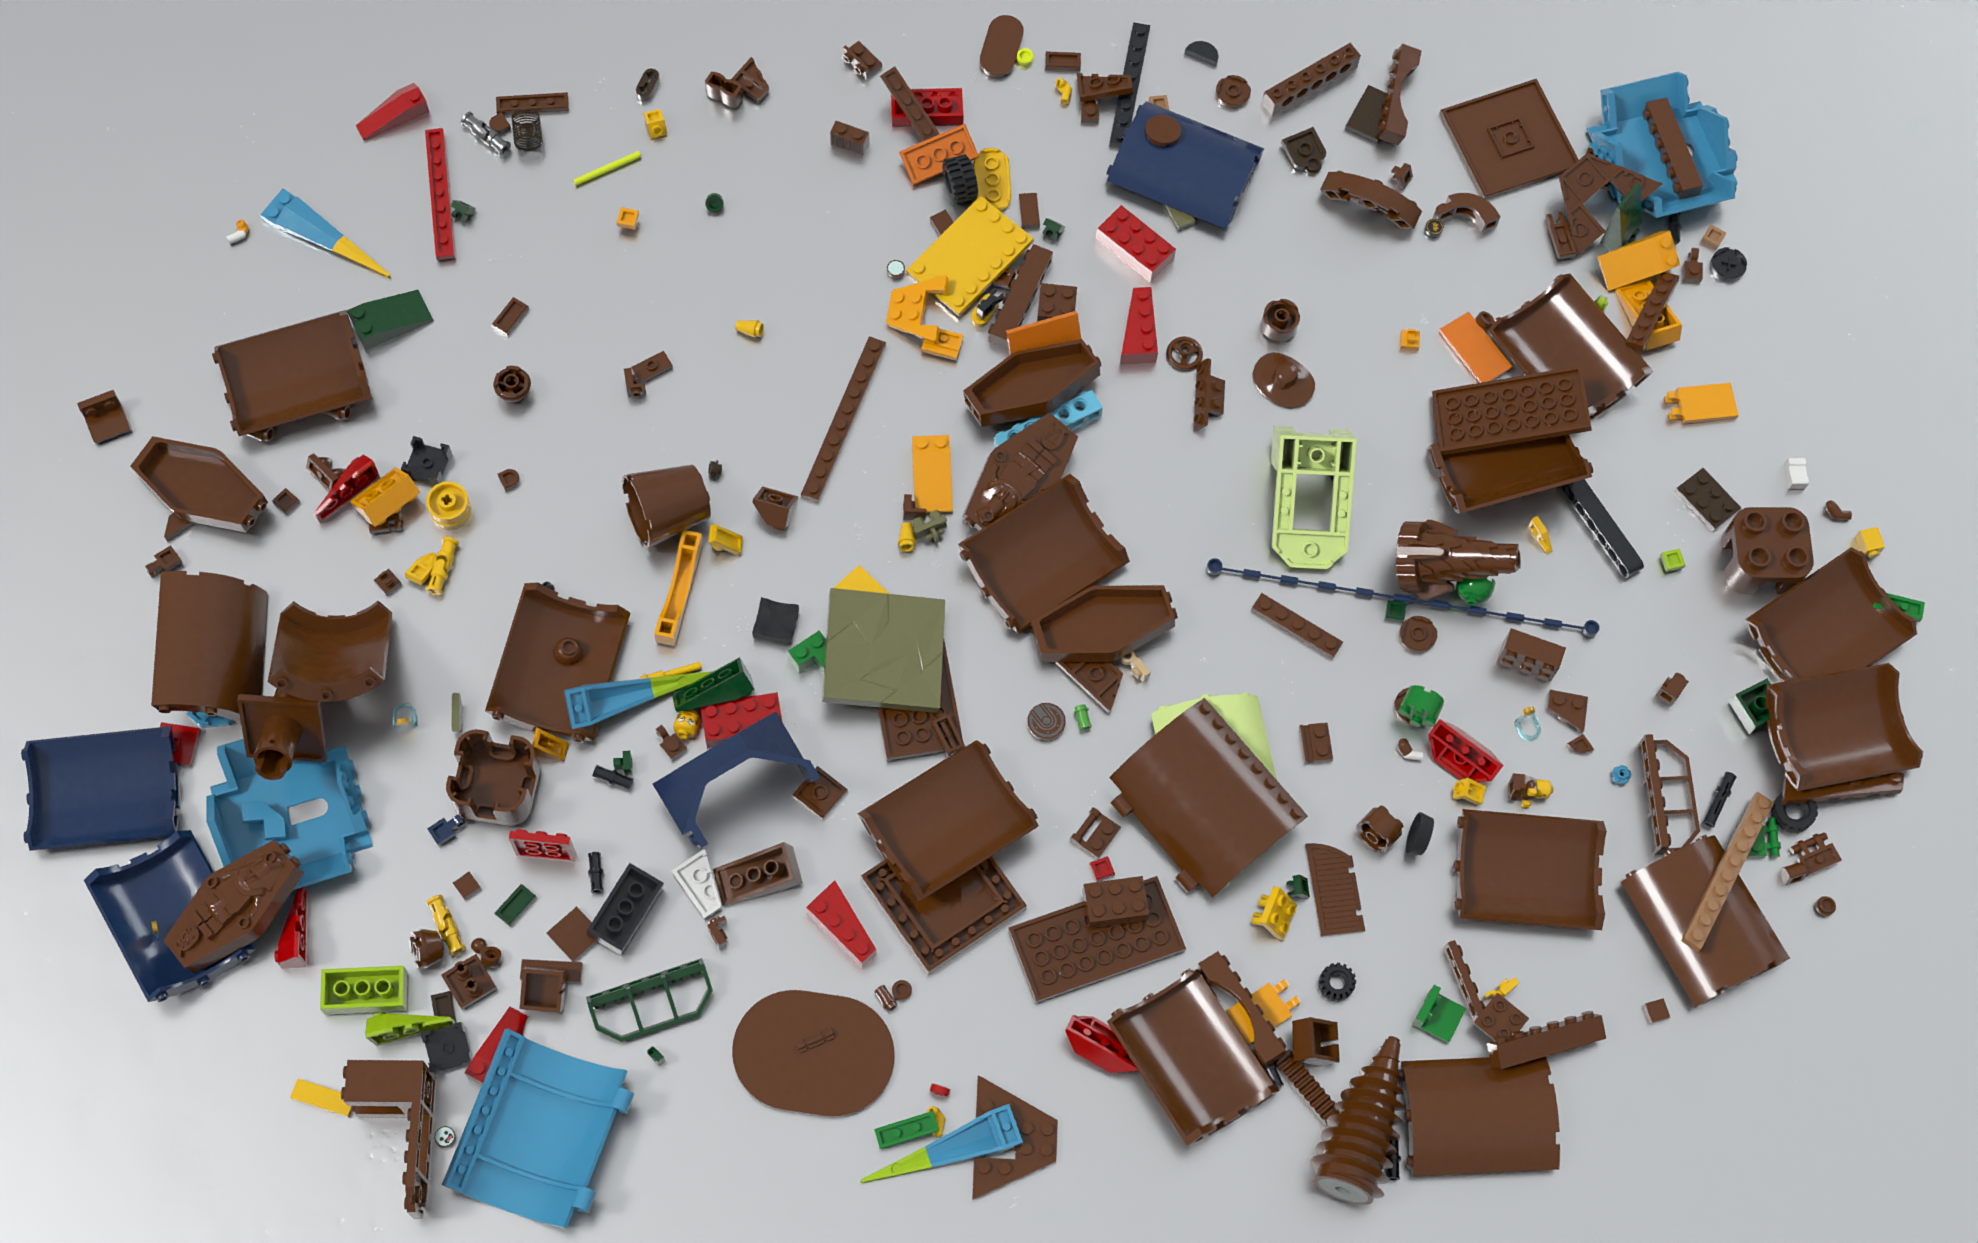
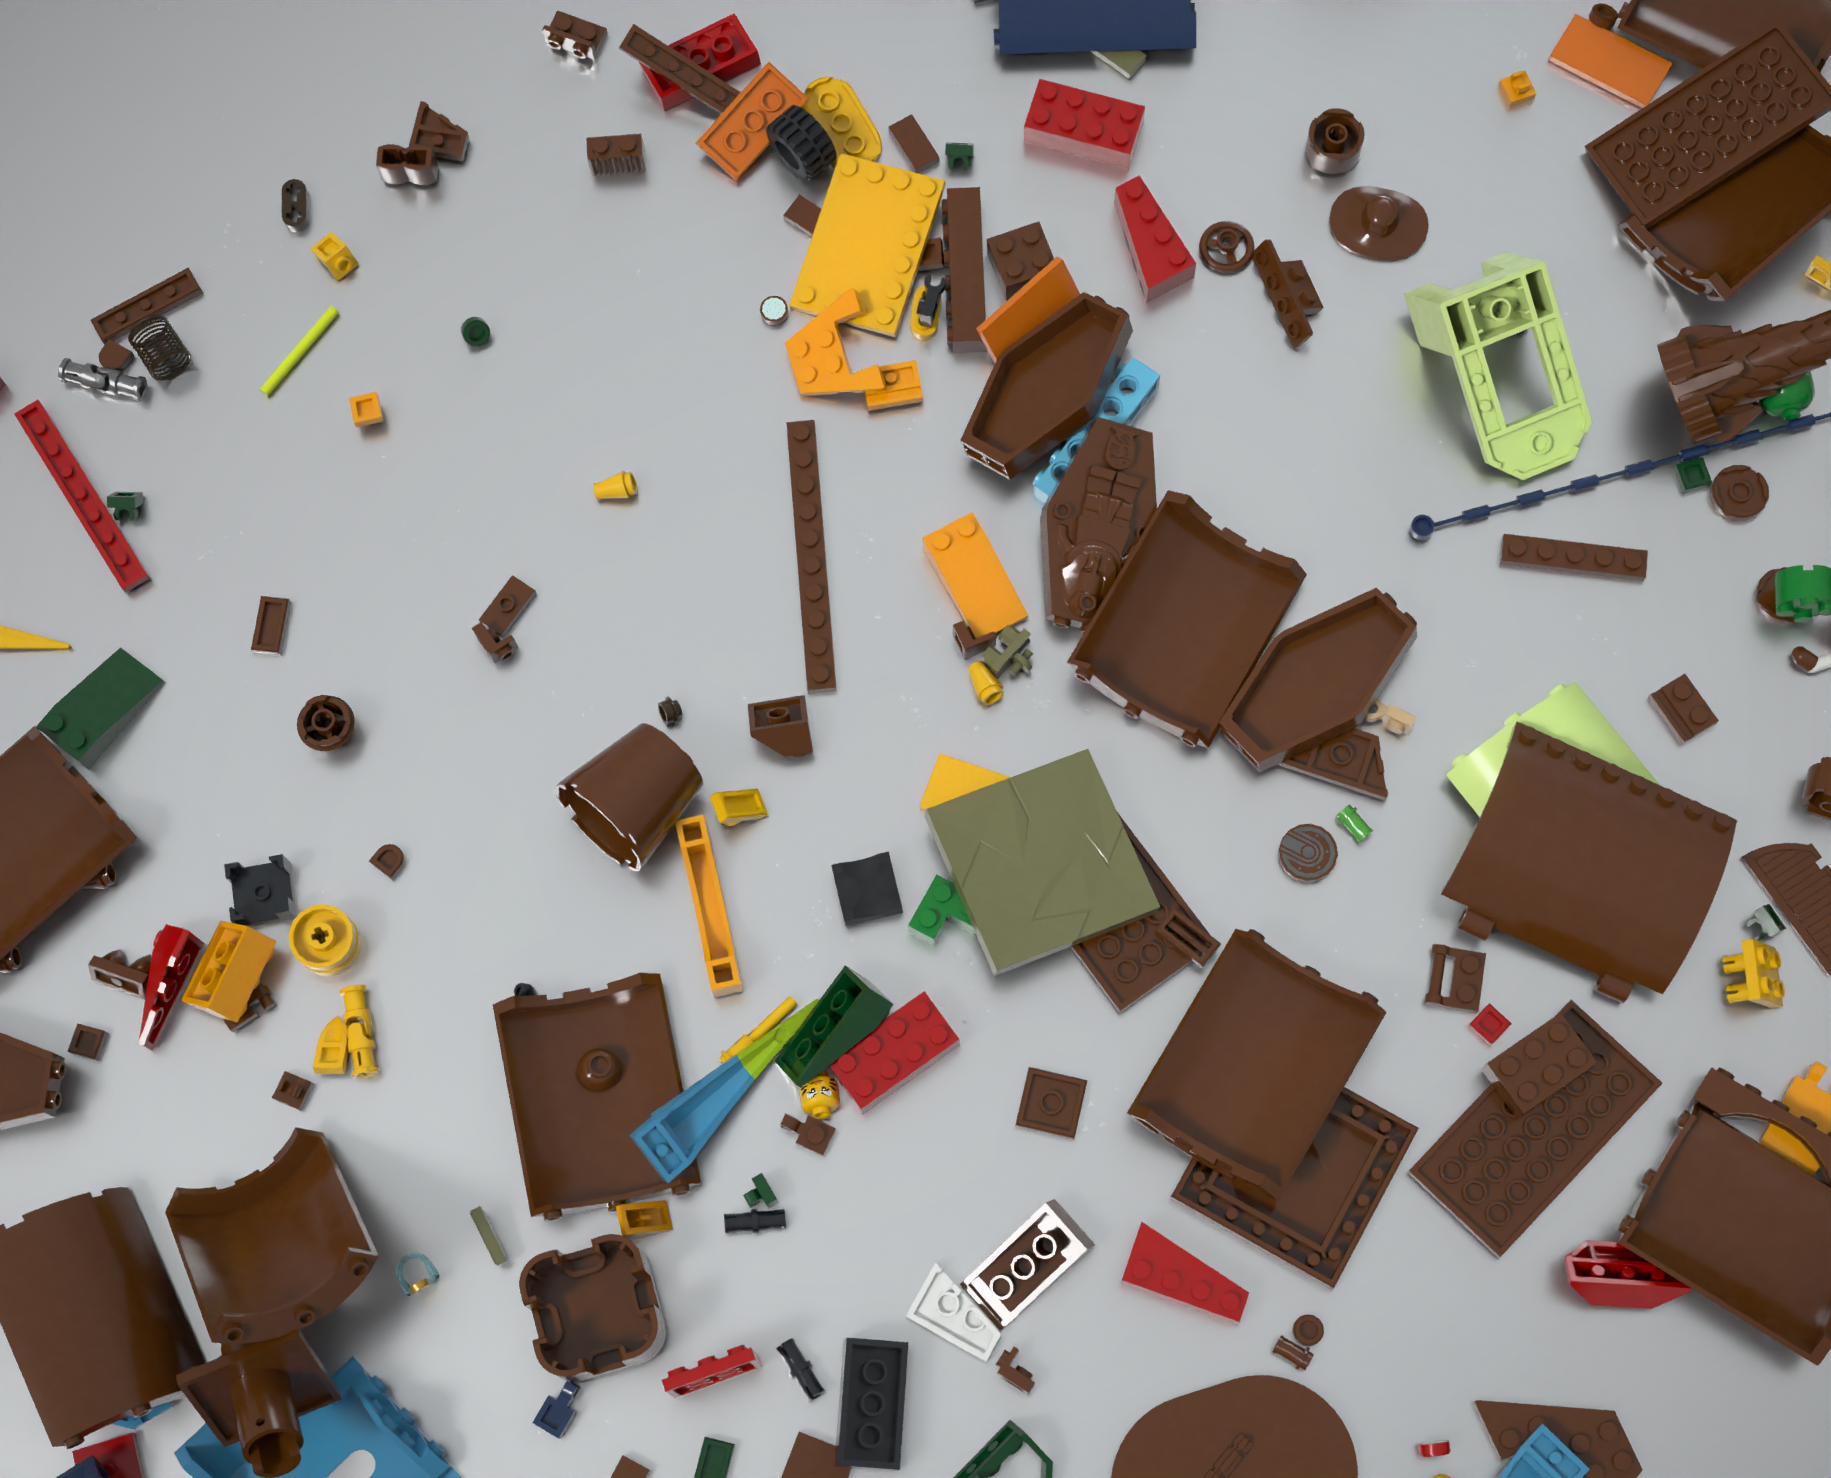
camera: 15 degrees left, 5 degrees up
(685, 786) = (879, 1193): dark blue panel -> none

